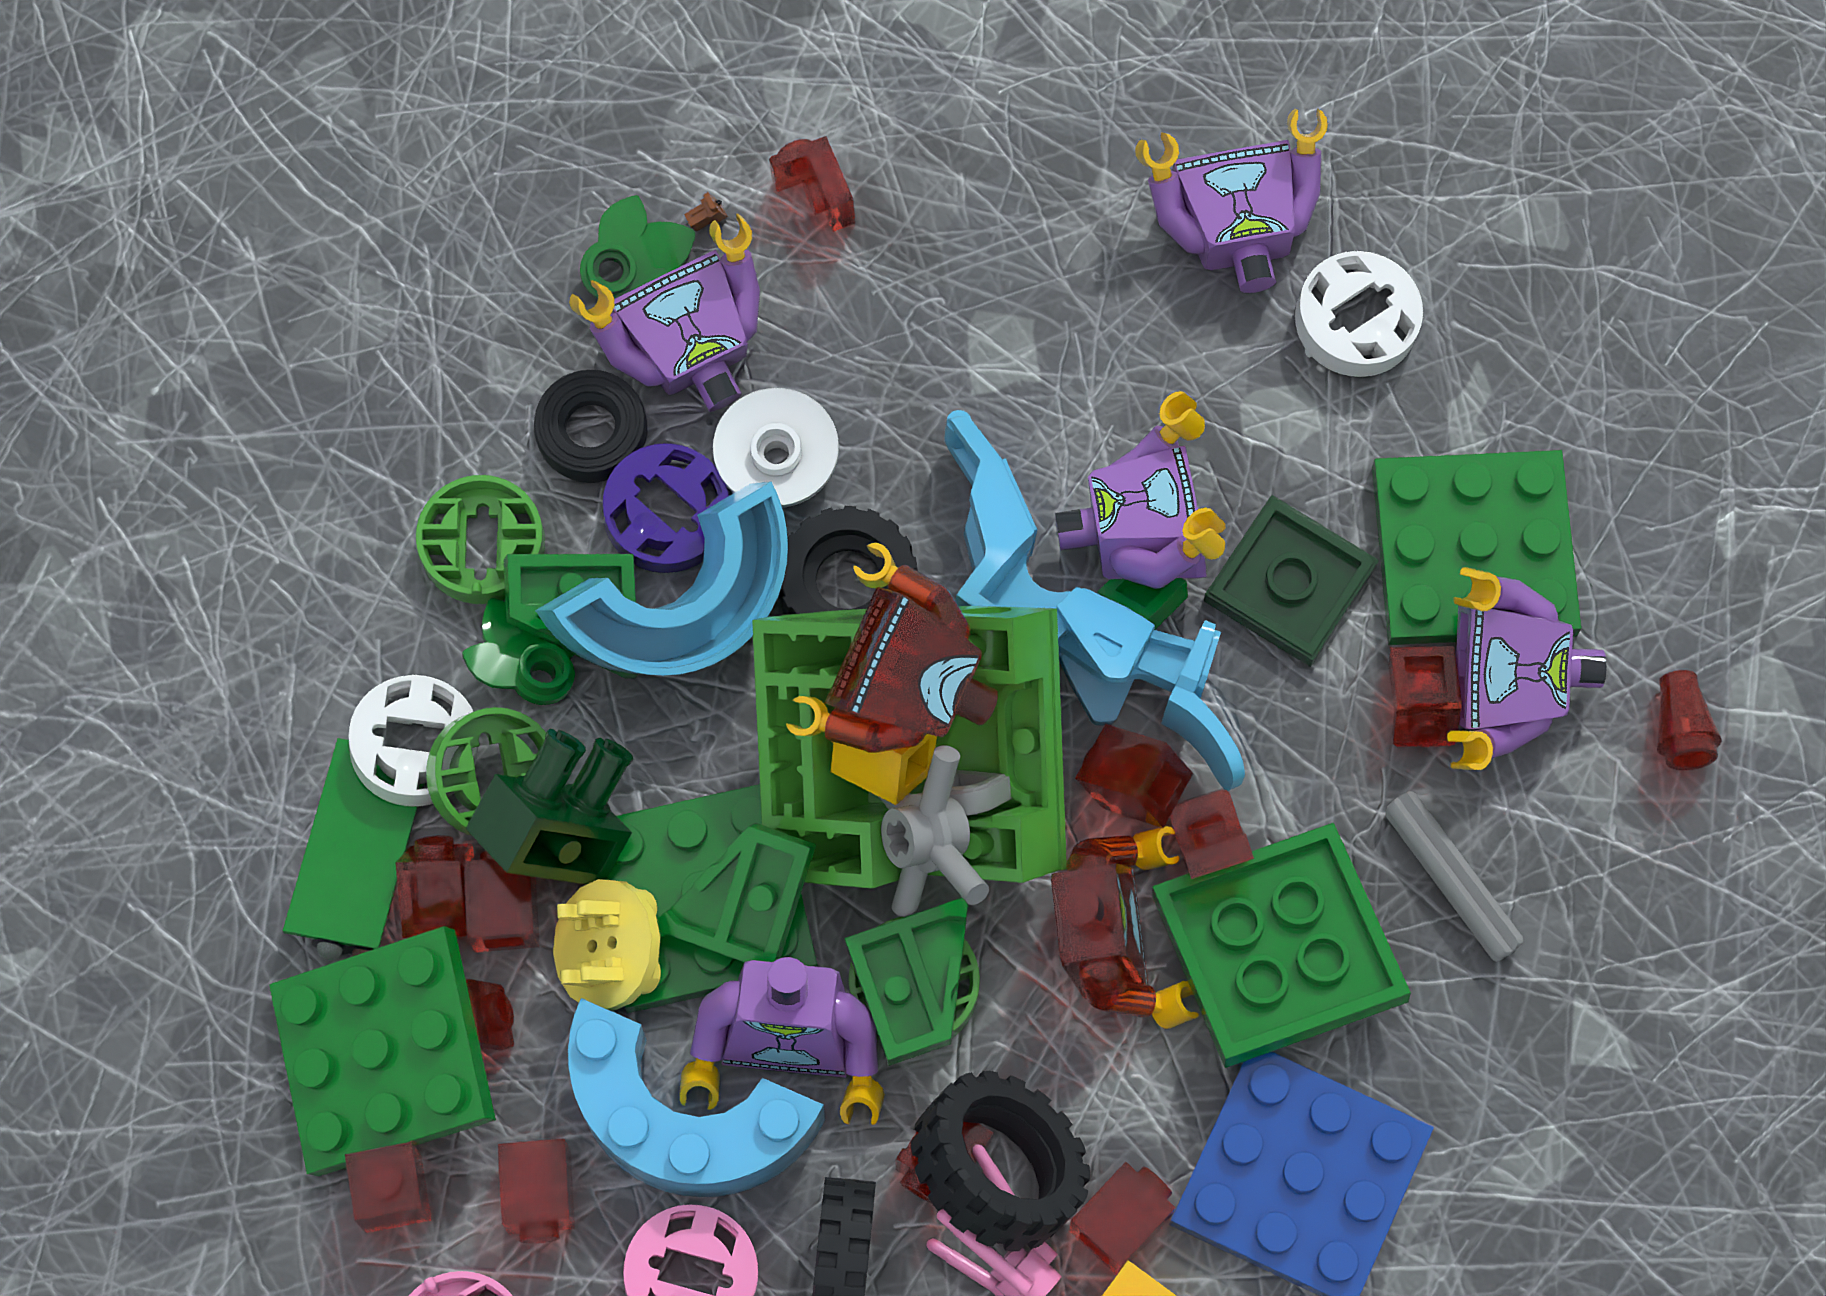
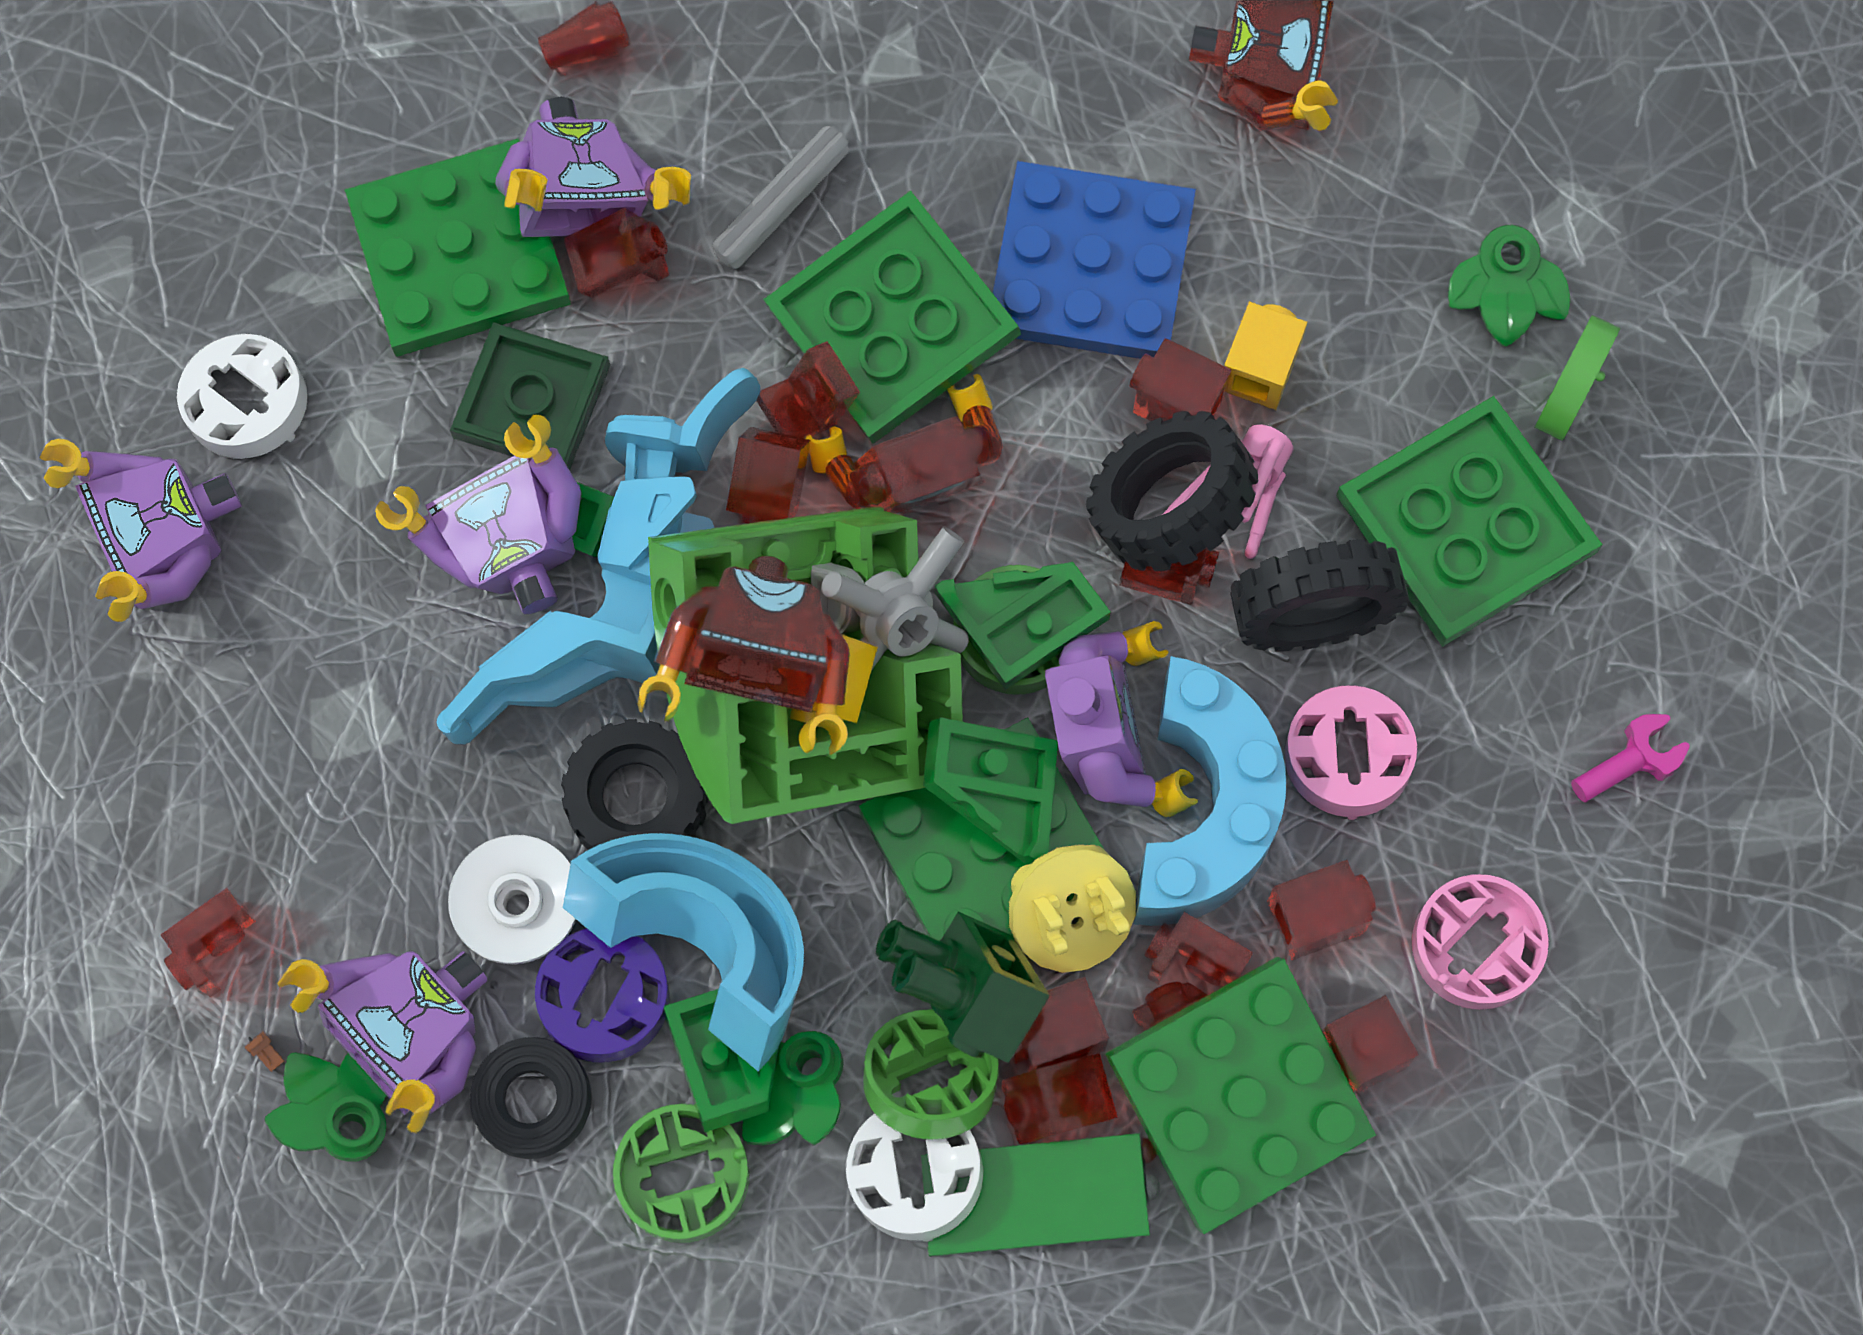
camera: 105 degrees left, 0 degrees up
(531, 1065) = (1208, 952): none -> clear red bracket

